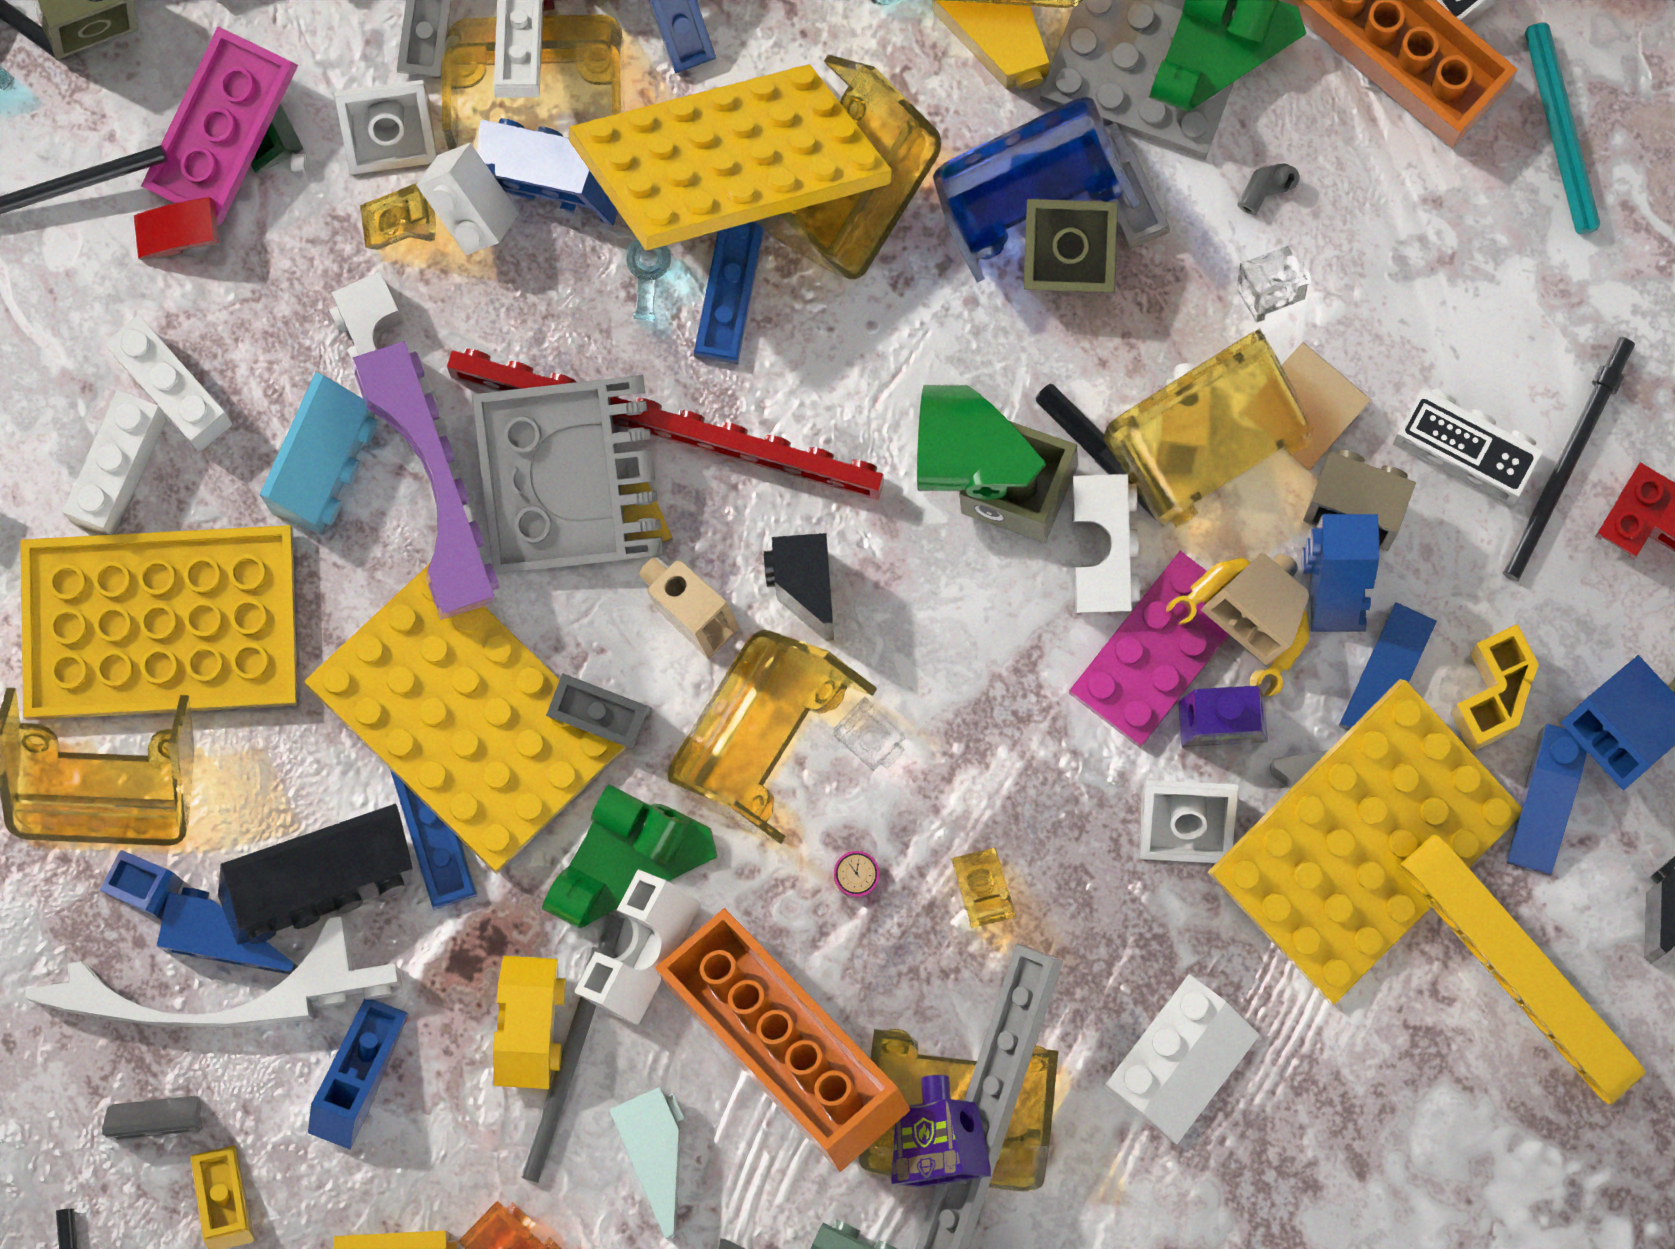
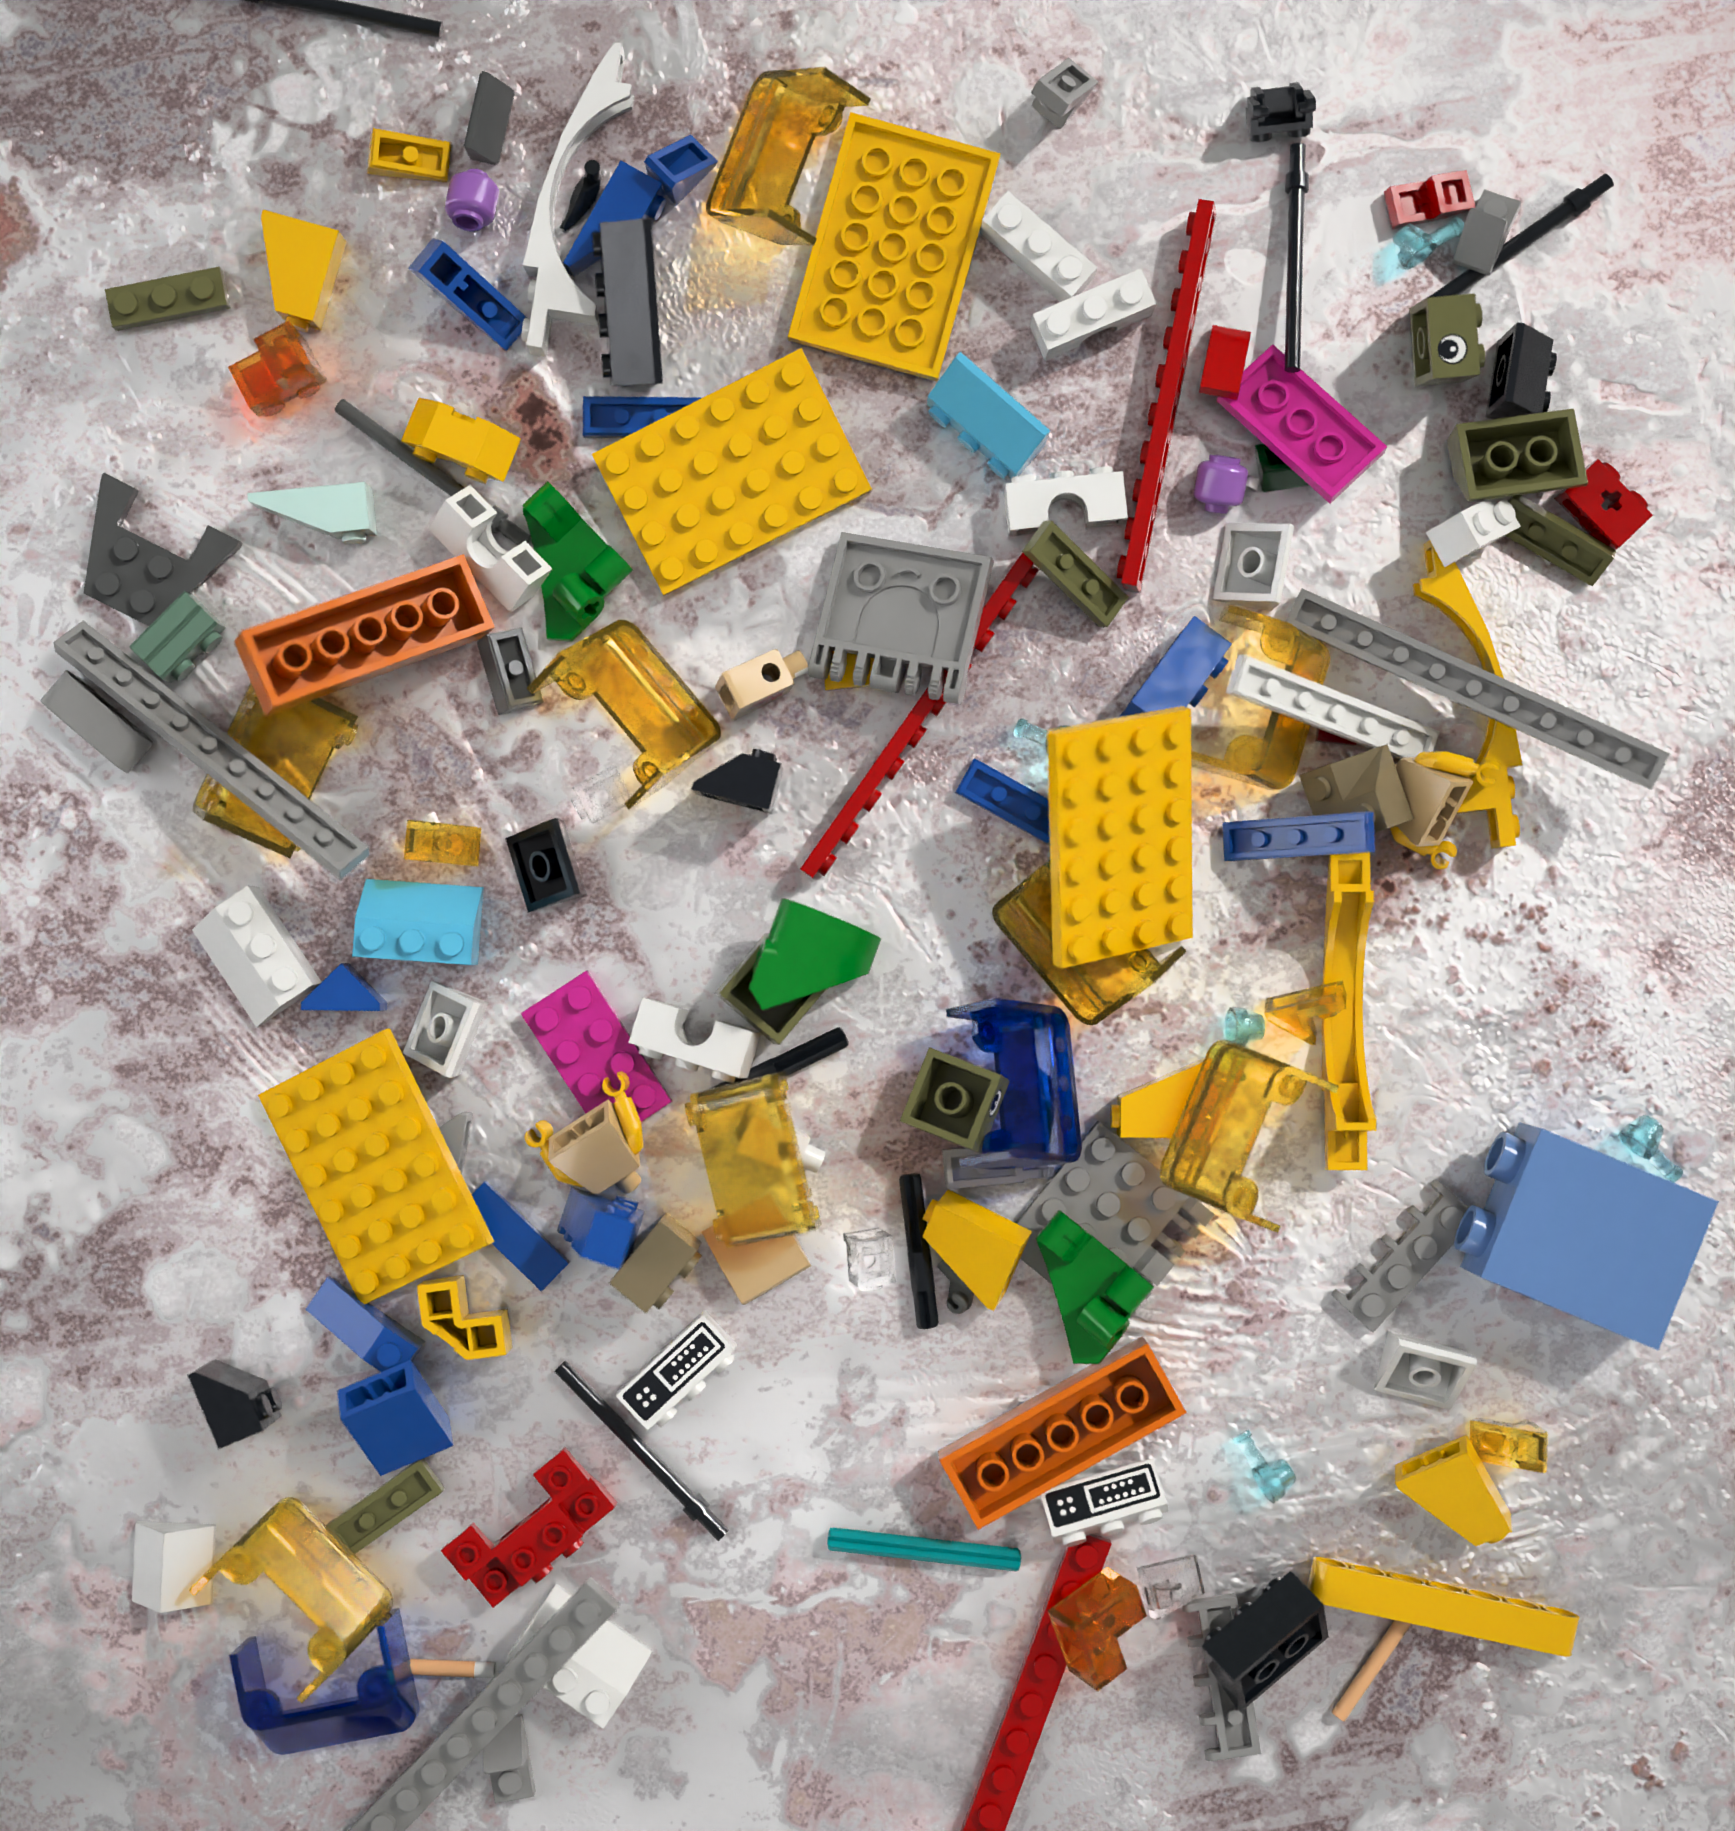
camera: 105 degrees right, 10 degrees up
(204, 985) = (583, 194): none -> black bar
(213, 280) = (1169, 380): none -> red plate
(250, 1103) = (471, 200): none -> medium lavender head
(309, 191) = (1220, 483): none -> medium lavender head
(393, 392) = (1015, 492): medium lavender arch -> none
(397, 217) = (1172, 549): clear yellow slope -> none
(459, 306) = (1075, 574): none -> olive plate
(468, 199) = (1164, 609): white brick -> none
(597, 711) = (696, 580): dark grey panel -> none
(767, 887) = (508, 670): none -> dark grey slope
(856, 874) = (495, 747): tile -> none
(939, 1139) = (237, 734): dark purple torso -> none
(969, 771) = (545, 865): none -> black slope
(1080, 888) = (418, 922): none -> medium azure slope
(1188, 946) = (344, 991): none -> blue slope
(1217, 175) = (976, 1244): none -> yellow slope
(1223, 716) = (517, 1087): dark purple torso -> none
(1246, 237) = (918, 1251): none -> black axle
(1522, 969) = (229, 1255): yellow beam -> none

